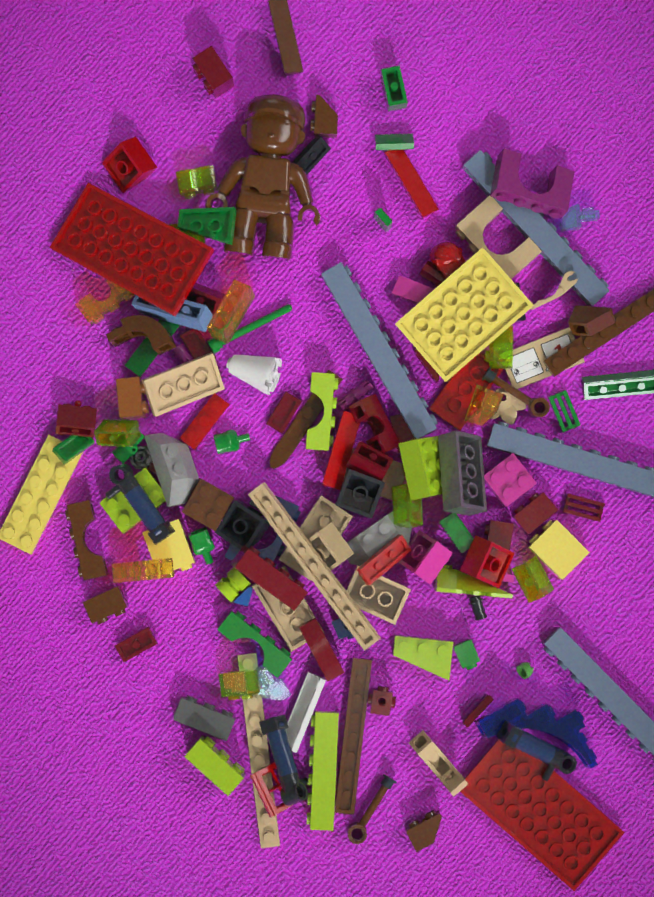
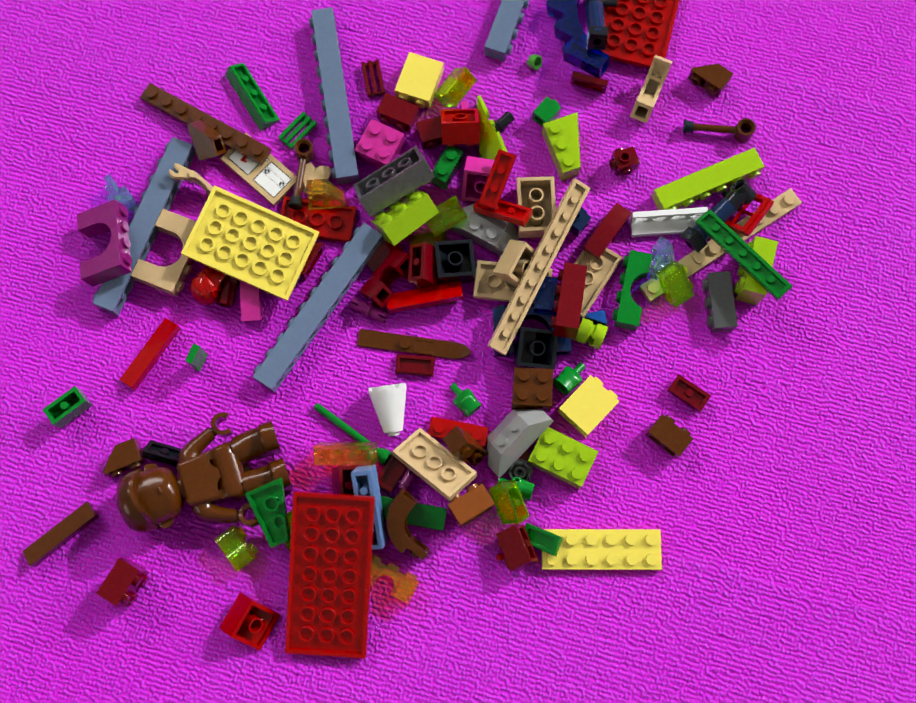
camera: 115 degrees left, 10 degrees down
(91, 564) = (639, 468): reddish brown arch -> none
(140, 502) = (563, 444): piece -> none
(143, 570) = (626, 424): clear yellow arch -> none
(185, 418) = (465, 446): none -> reddish brown slope
(231, 756) = (743, 255): none -> green tile
(284, 559) = (546, 295): none -> clear blue tile
(323, 386) = (420, 322): lime arch -> none
(353, 736) = (663, 172): reddish brown plate -> none
(394, 141) = (118, 384): green tile -> none
(411, 566) = (497, 179): none -> red tile
(501, 351) = (271, 198): clear neon green brick -> none

